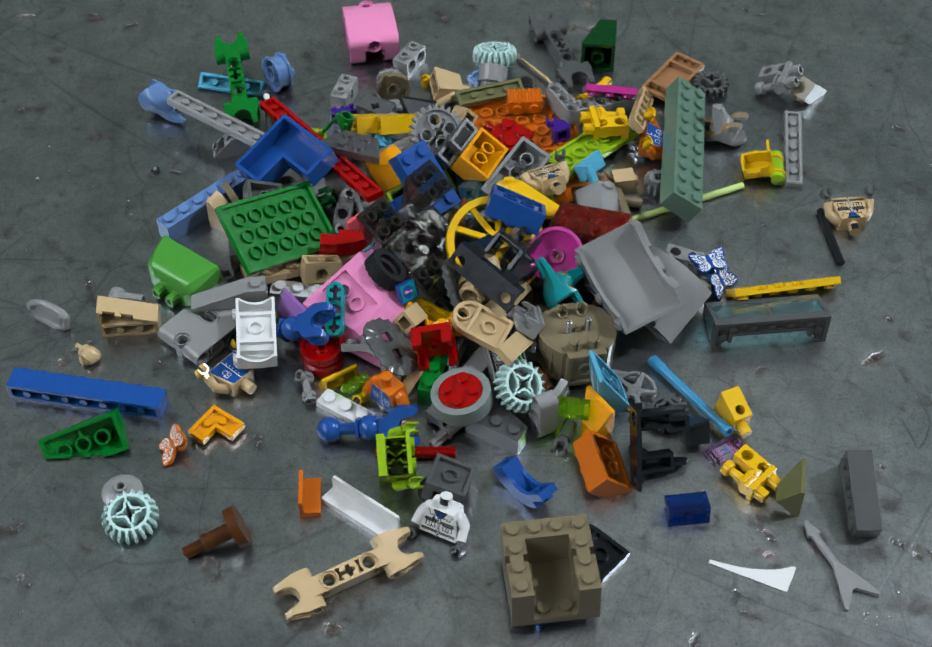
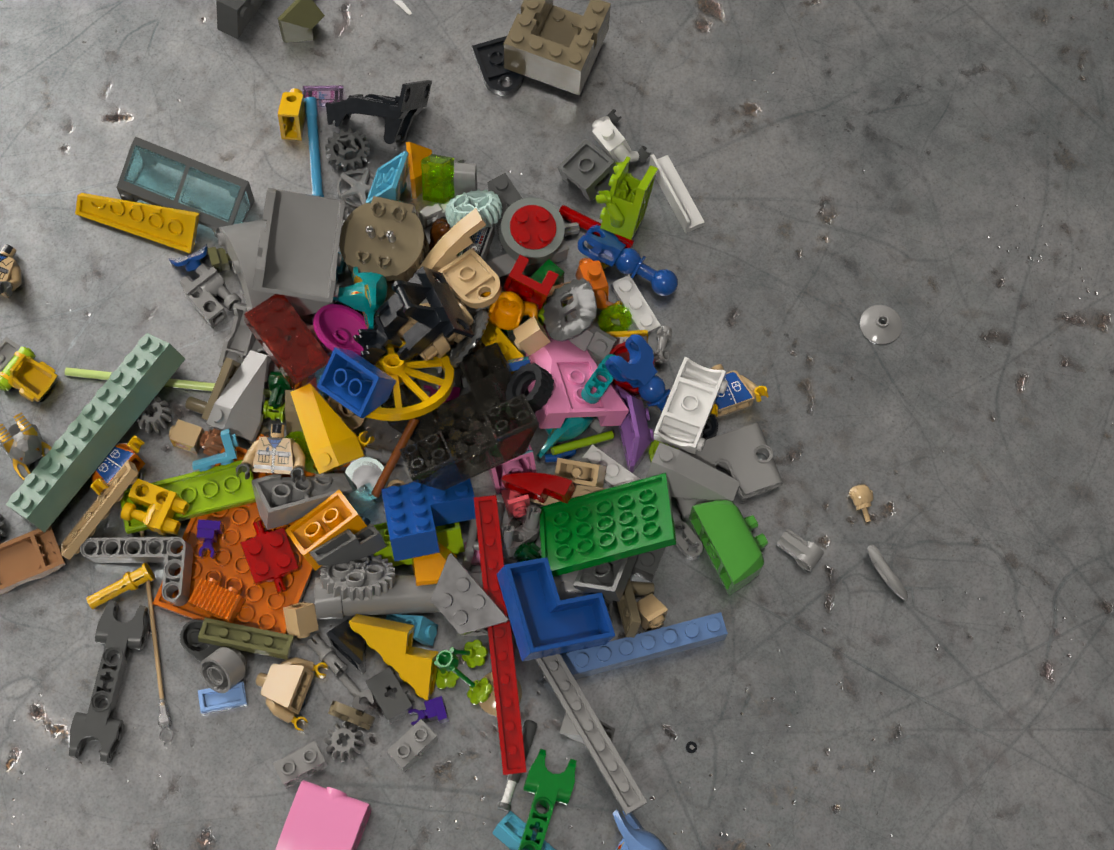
camera: 155 degrees left, 20 degrees up
(87, 393) = (879, 445): blue brick -> none
(92, 437) = (882, 392): green wedge -> none
(117, 516) = (881, 279): light aqua gear -> none
(127, 317) = (805, 516): tan wedge -> none
(174, 443) = (817, 341): orange animal -> none
(216, 421) = (767, 351): light orange plate -> none
(232, 529) = (799, 218): reddish brown piece -> none
(278, 71) = (475, 820): medium blue wheel -> none
(309, 496) = (713, 230): orange panel -> none
(312, 590) = (754, 135): tan piece -> none
(496, 53) = (179, 702): light aqua gear -> none
(521, 484) = (520, 136): blue arch -> none
(530, 321) = (420, 257): light grey hinge -> none
(599, 46) = (59, 649): dark green slope -> none
(601, 465) = (443, 124): orange slope -> none
(610, 91) = (115, 547): dark pink plate -> none
(687, 509) = (398, 55): clear blue hinge -> none
(709, 263) = (189, 269): blue animal -> none
(756, 476) = (318, 52): yellow hips -> none
(830, 236) = (35, 262): black bar -> none

